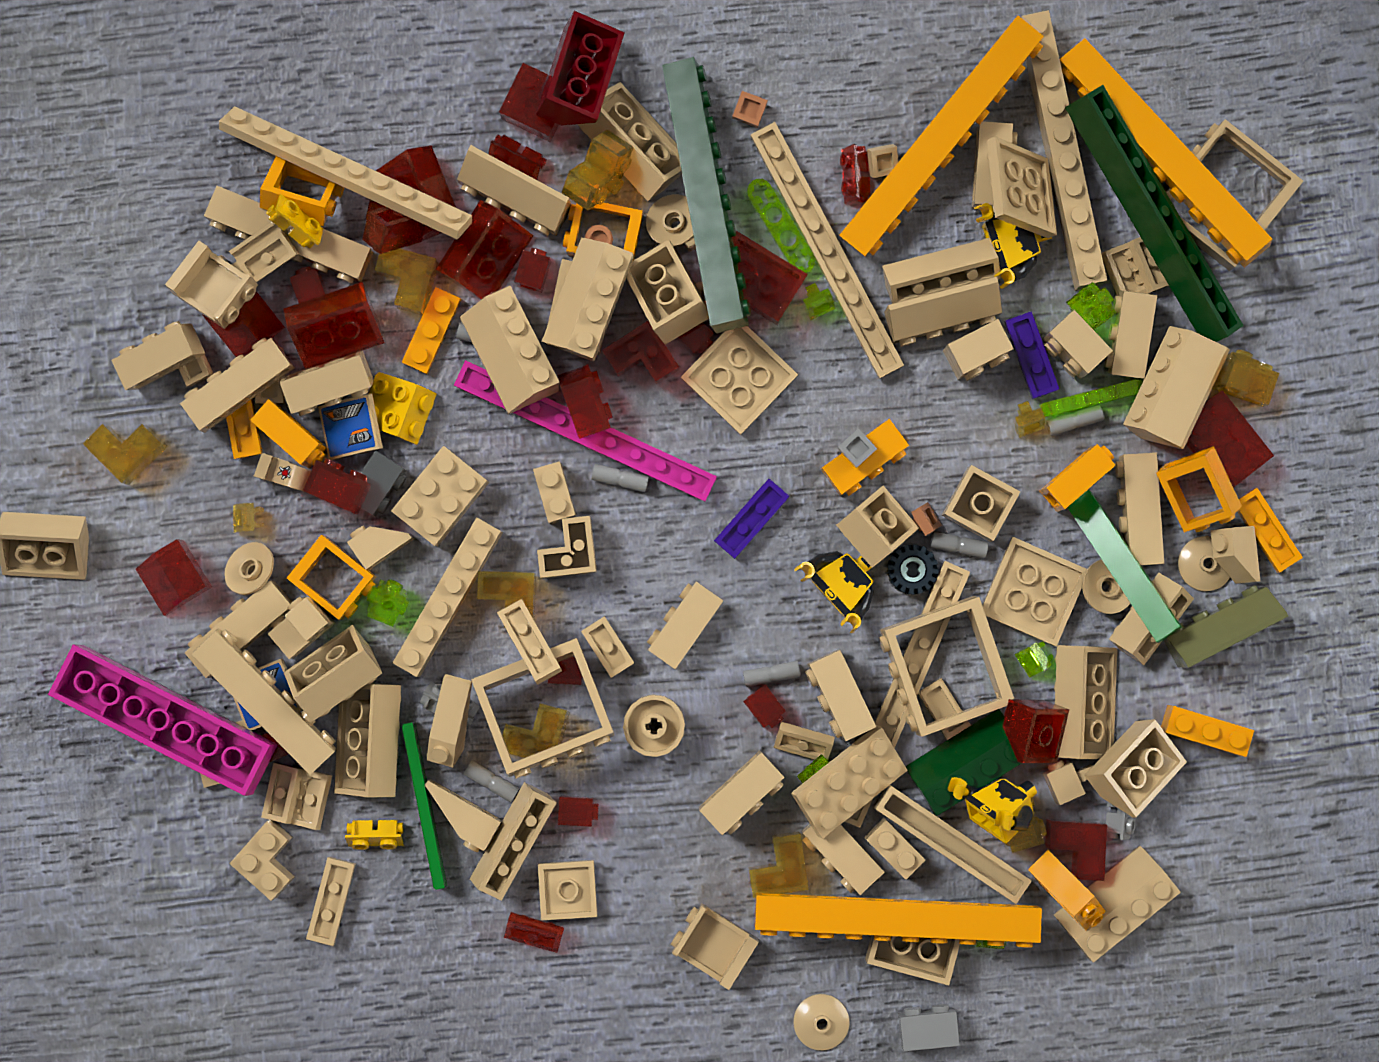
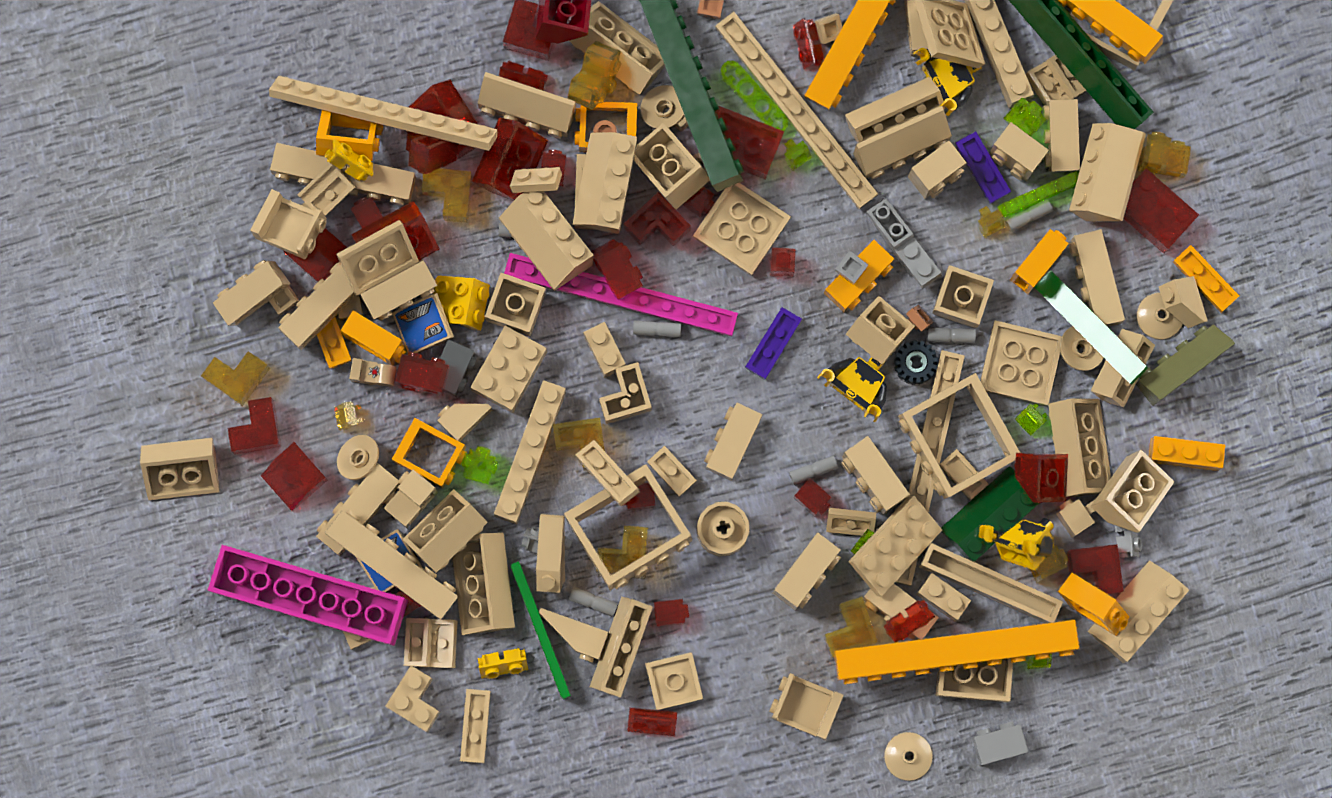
camera: 15 degrees left, 5 degrees down
(144, 519) = (261, 433): none -> clear red brick
(306, 343) = (377, 257): none -> tan plate
(431, 330) = (476, 233): light orange plate -> none
(460, 422) = (515, 304): none -> tan brick
(508, 282) = (536, 180): none -> tan plate
(779, 425) = (782, 262): none -> clear red brick
(860, 869) = (918, 614): none -> clear red hinge
(923, 429) = (903, 244): none -> light grey slope
(1220, 482) = (1156, 241): light orange window -> none

